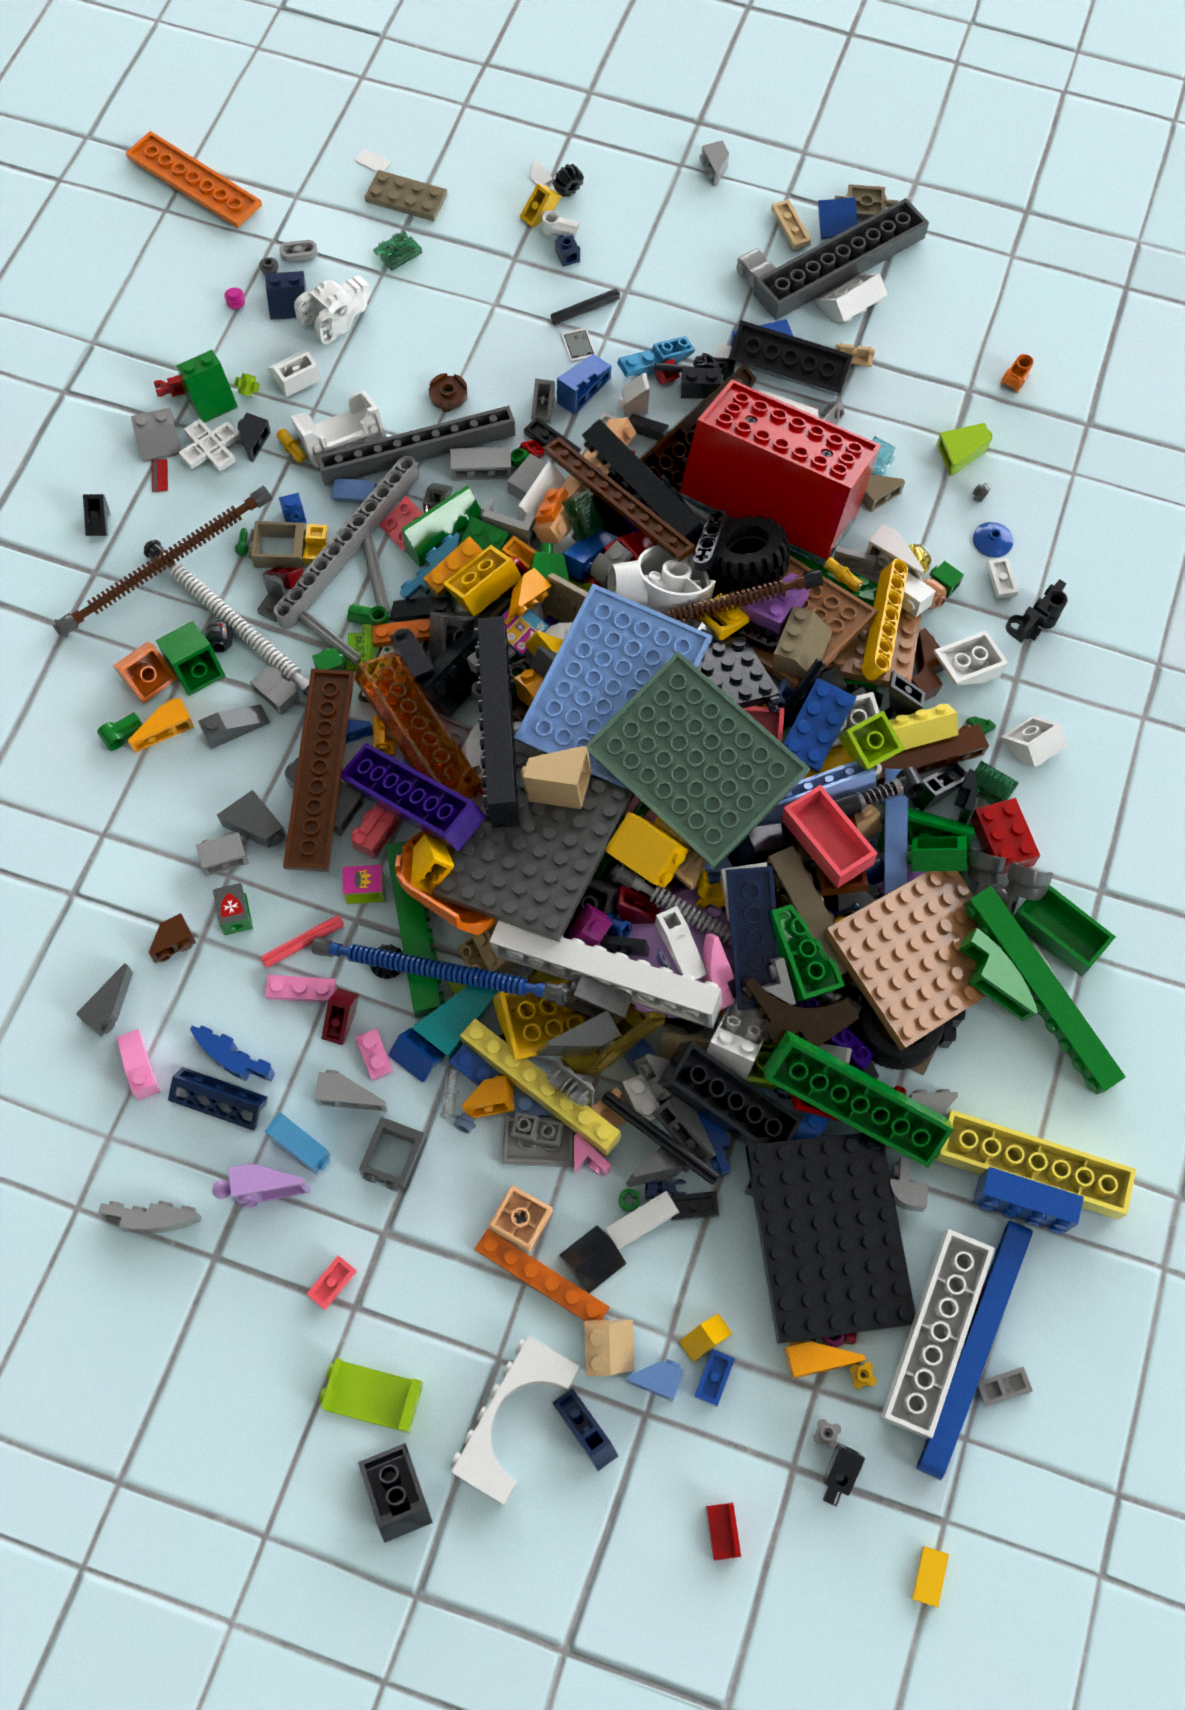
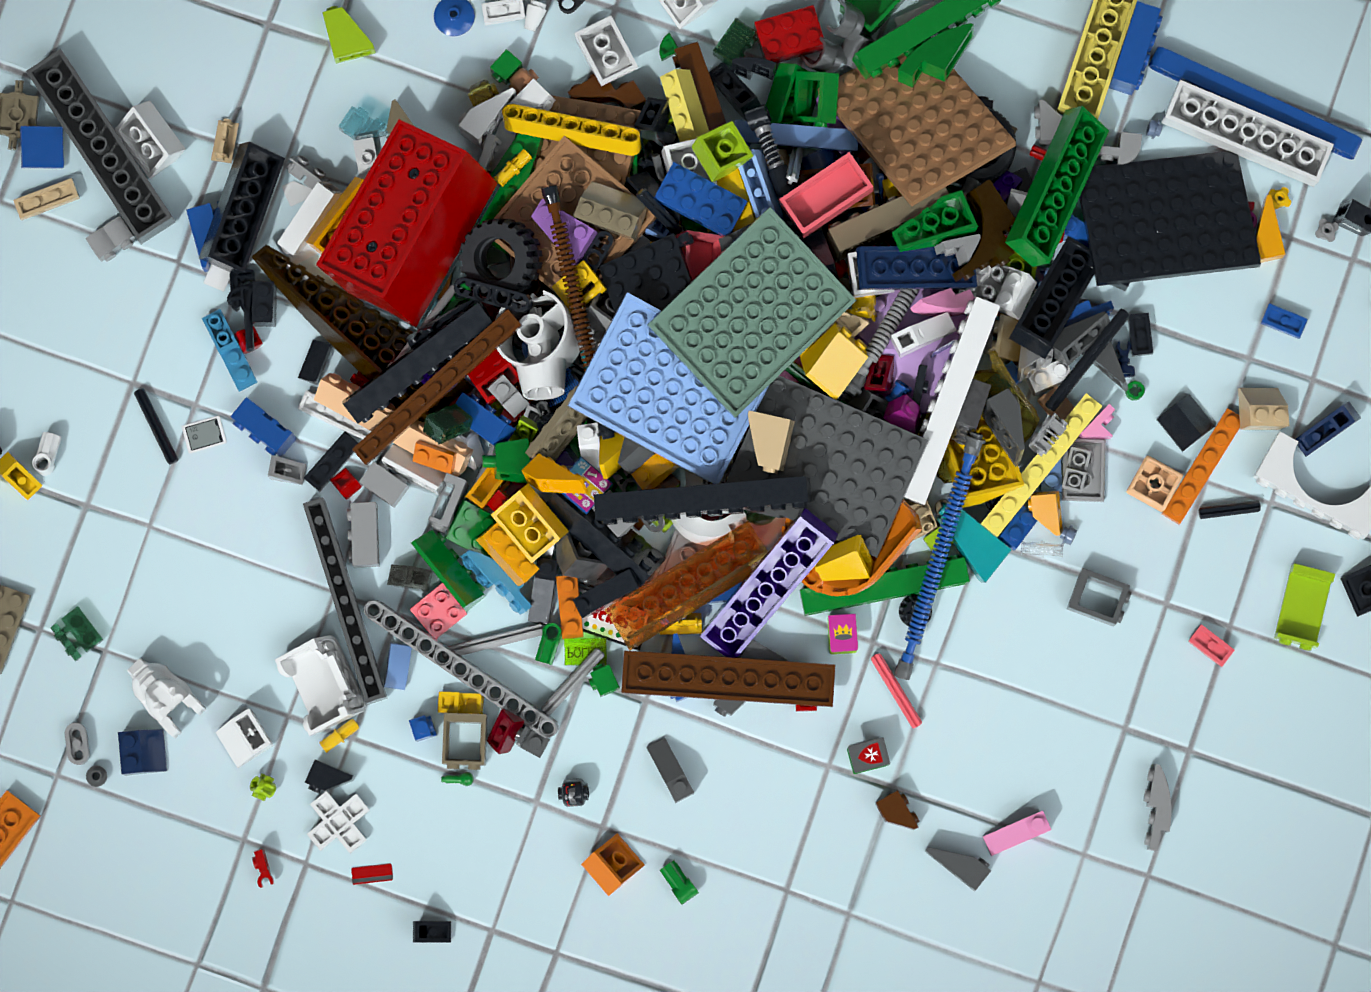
camera: 85 degrees left, 15 degrees up
(71, 621) = (555, 944): reddish brown hose -> none
(156, 434) = (327, 878): light grey slope -> none
(164, 723) = (669, 837): light orange slope -> none
(190, 658) = (596, 820): green slope -> none
(206, 386) = (273, 826): green slope -> none
(215, 1089) = (1045, 756): dark blue fence -> none
(222, 853) = (810, 771): light grey brick -> none
(223, 1053) = (1006, 756): blue slope -> none
(229, 616) = (476, 862): white hose -> none
(234, 298) = (143, 810): dark pink wheel -> none
(252, 820) = (775, 743): dark grey slope -> none
(257, 1184) = (1130, 712): lavender slope -> none
(275, 689) = (633, 732): light grey brick -> none
(298, 1143) = (1093, 679): dark azure slope -> none
(299, 988) = (943, 689): bright pink plate -> none
(339, 1016) = (971, 650): dark red slope -> none
(339, 1091) = (1042, 646): light grey slope -> none
(374, 831) = (787, 628): coral brick -> none
(374, 1054) = (1005, 619): bright pink plate -> none
(416, 1054) = (1006, 580): blue panel -> none
(448, 401) = (270, 584): reddish brown plate -> none
(490, 1308) = (1229, 509): none -> black axle
(518, 457) = (357, 494): green plate -> none
(567, 245) = (87, 445): dark blue brick -> none
(635, 396) = (285, 372): white slope -> none
(642, 1220) = (1154, 378): white tile -> none
(659, 1379) = (1286, 367): medium blue slope -> none
(705, 1337) = (1251, 327): yellow slope -> none
(862, 820) = (794, 164): none -> light grey axle
(935, 1226) = (1154, 128): none -> sand blue plate
(980, 492) = (401, 23): dark grey plate -> none
(1001, 604) = (534, 15): none -> white cone
(1004, 1386) = (1285, 82): light grey slope -> none

